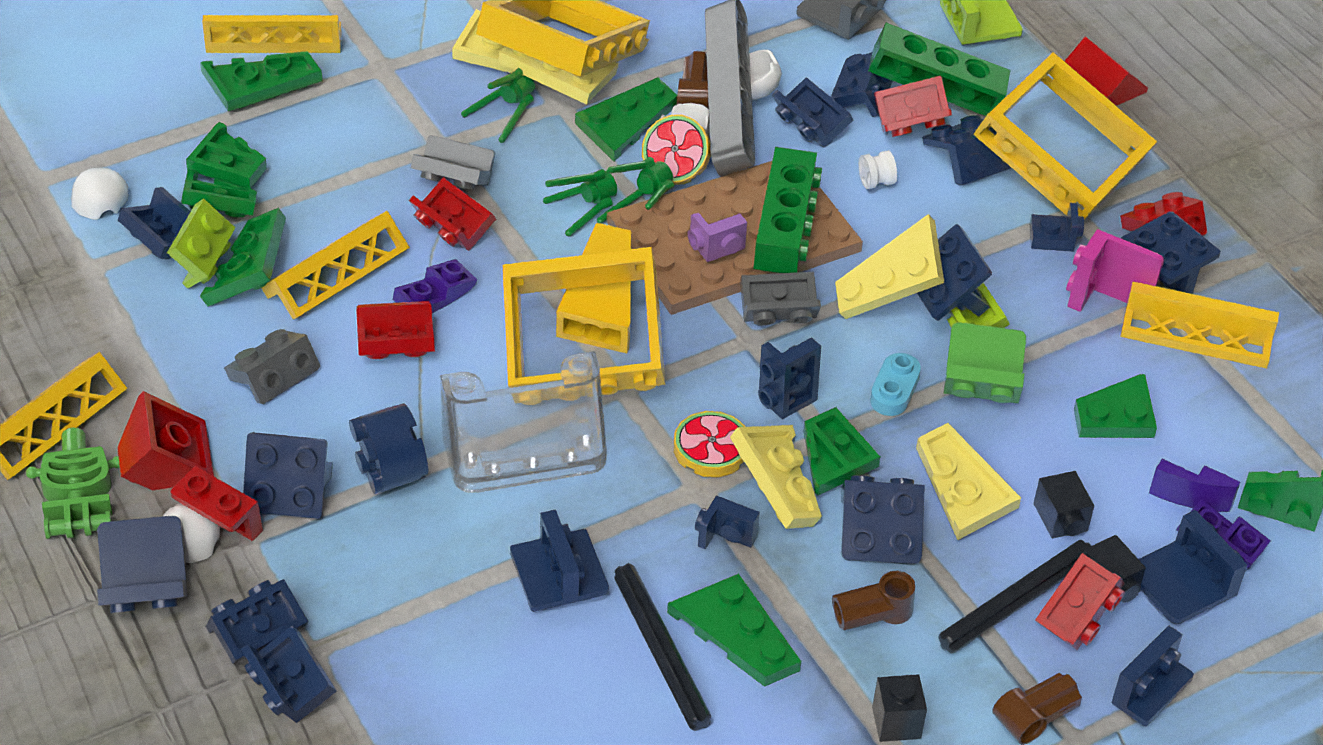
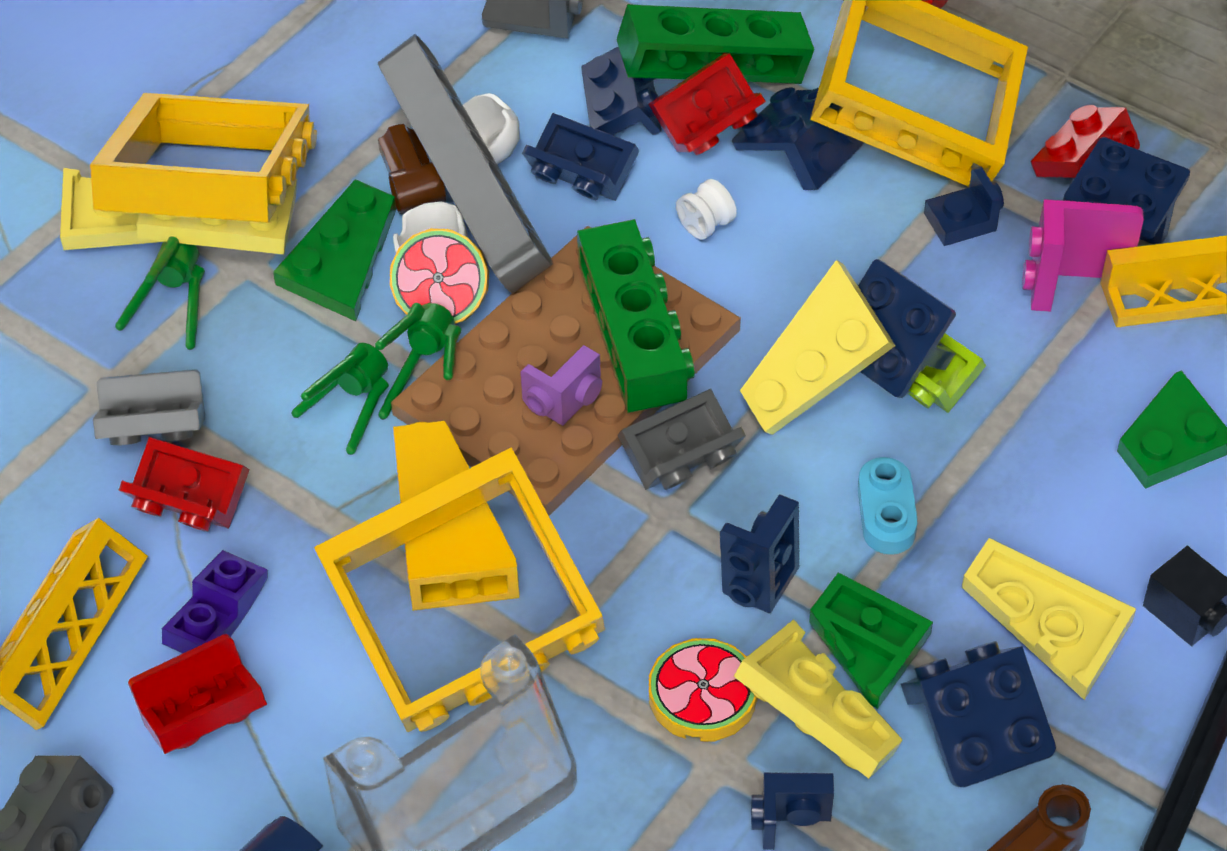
camera: 20 degrees left, 5 degrees up
(985, 363) = (989, 434): bright green bracket -> none

